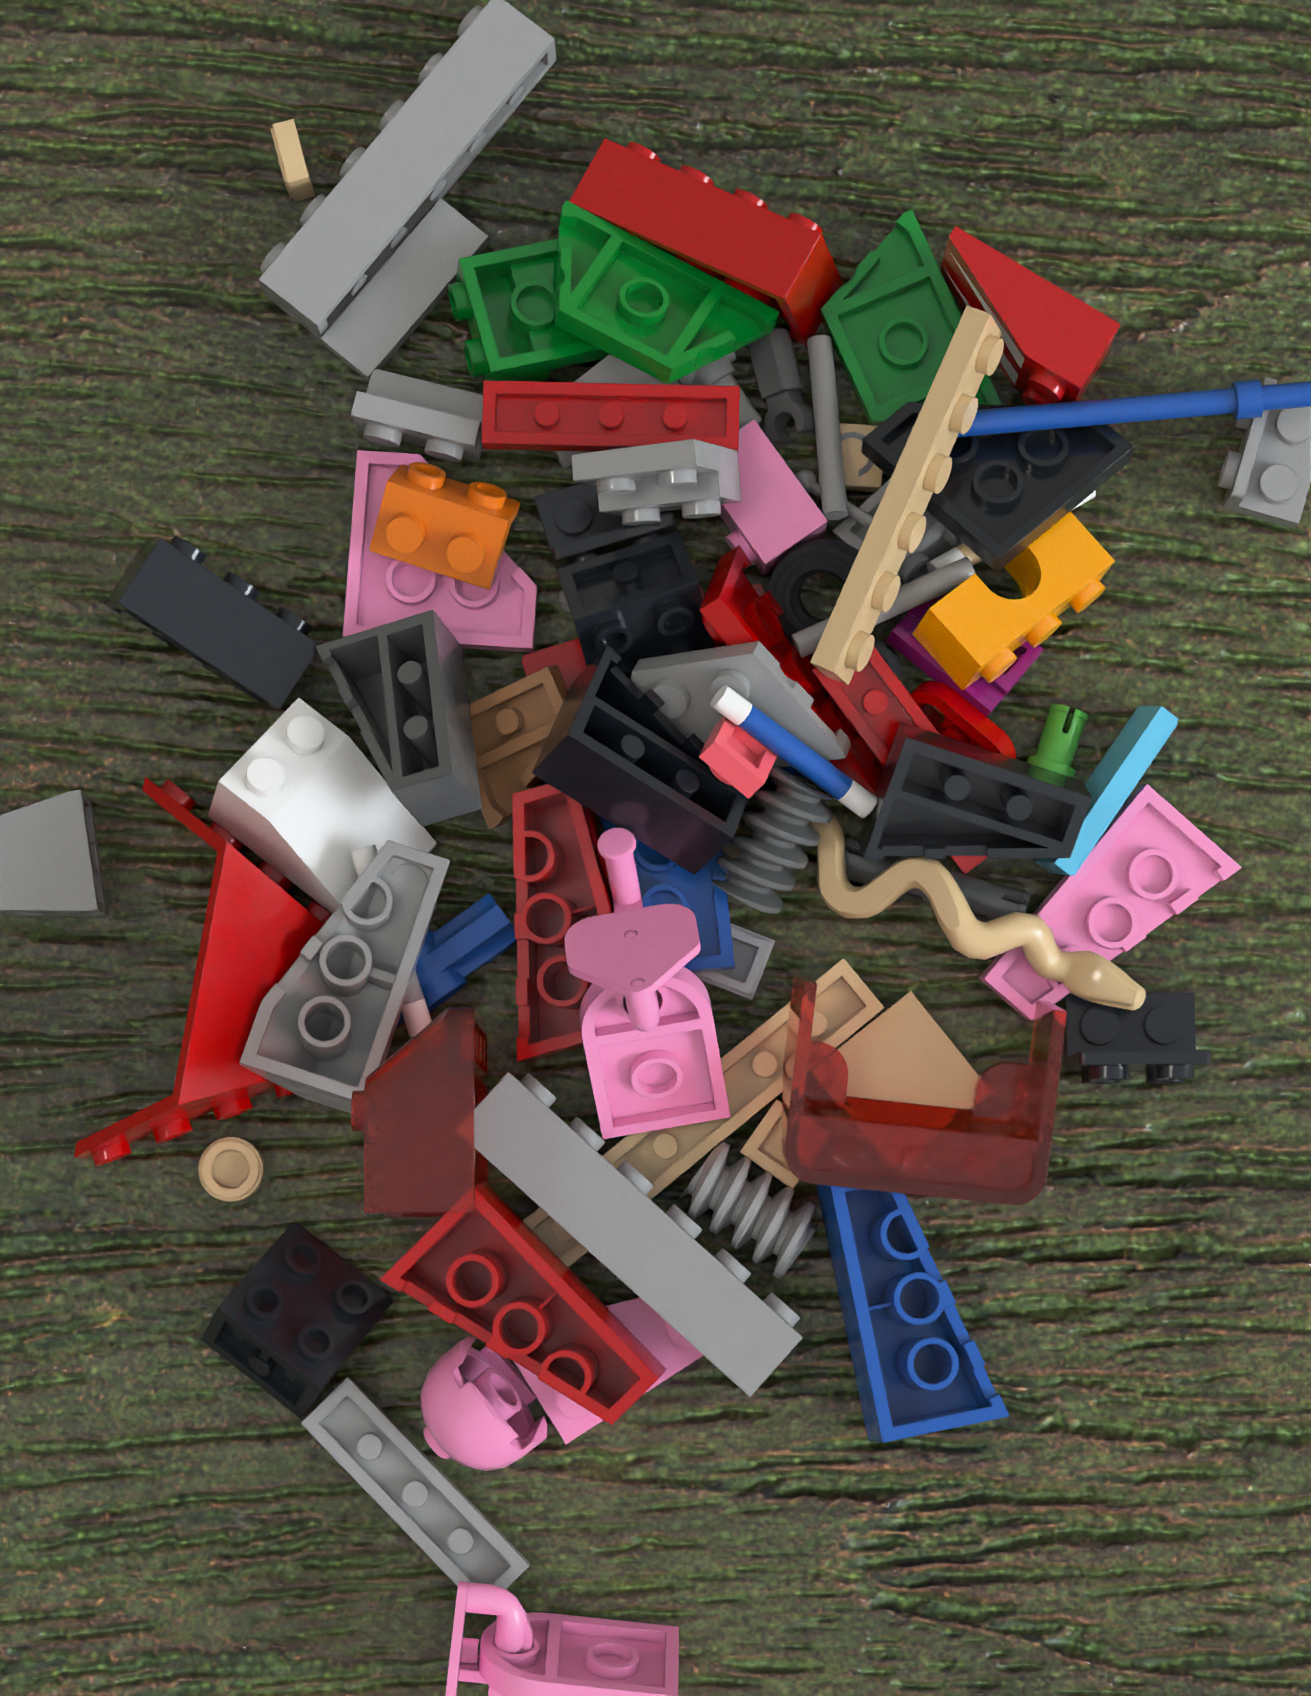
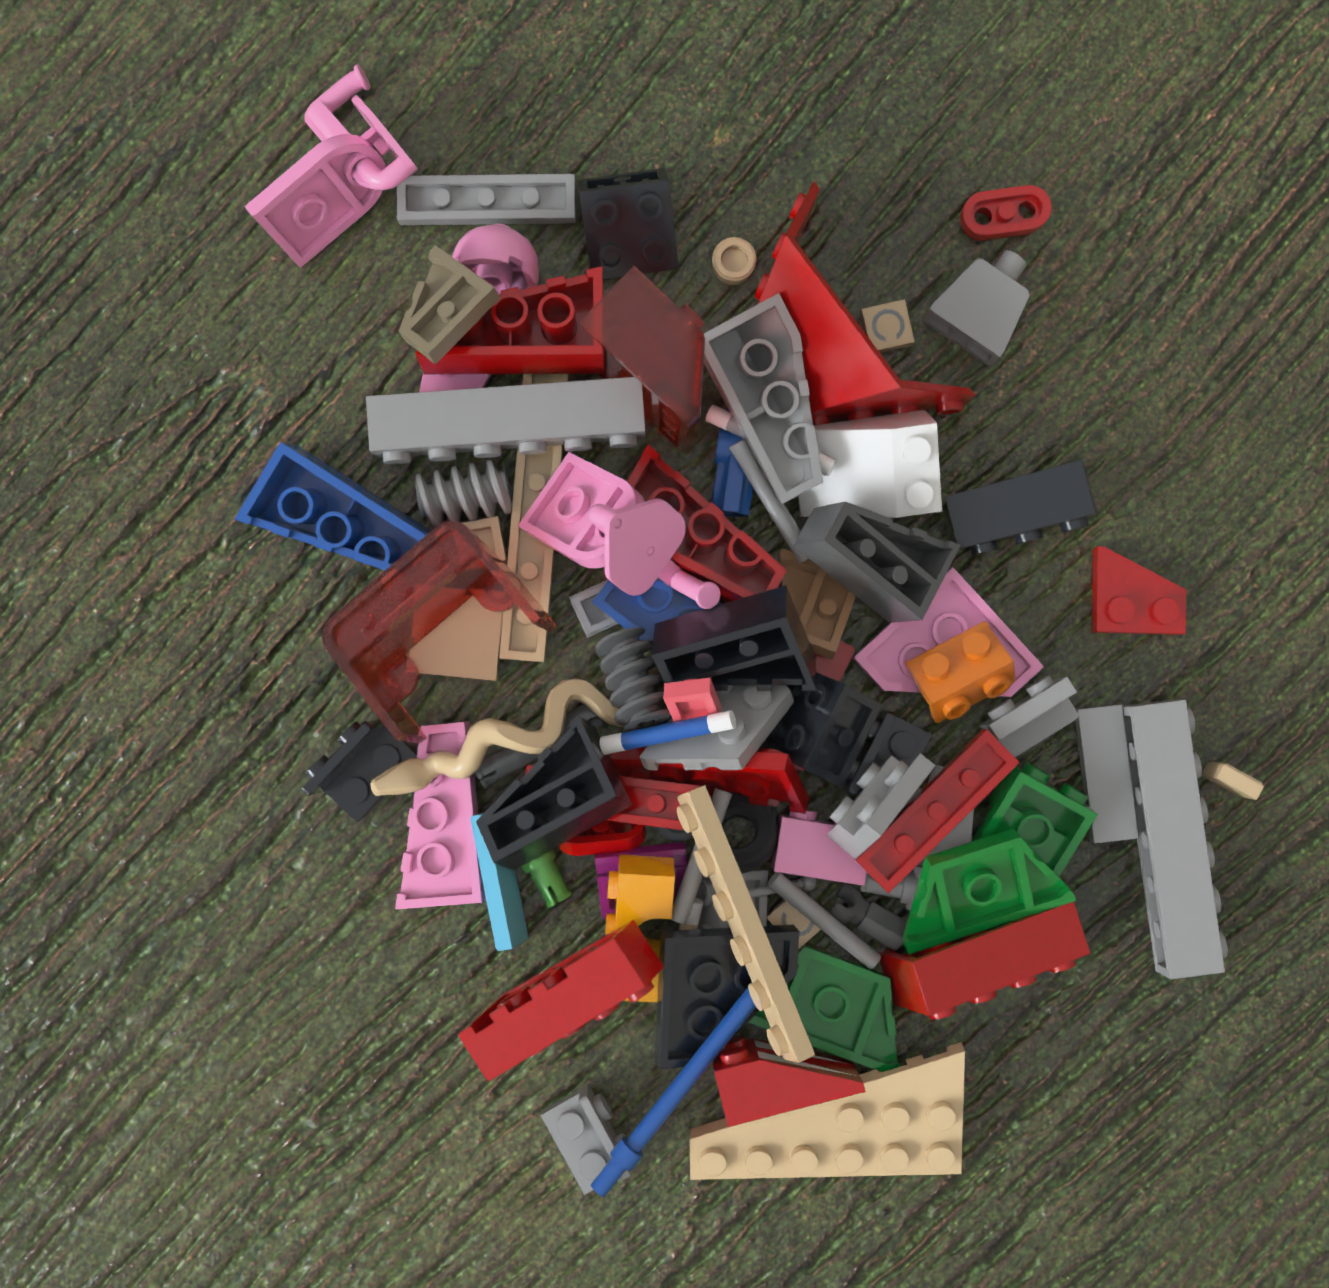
camera: 130 degrees right, 5 degrees up
(151, 942) = (888, 326): none -> tan tile
(197, 427) = (1134, 598): none -> red wing
(445, 913) = (764, 490): none -> light grey bar
(579, 1393) = (445, 306): none -> dark tan wing
(957, 162) = (897, 1127): none -> tan wing
(1160, 605) = (562, 1000): none -> red wedge

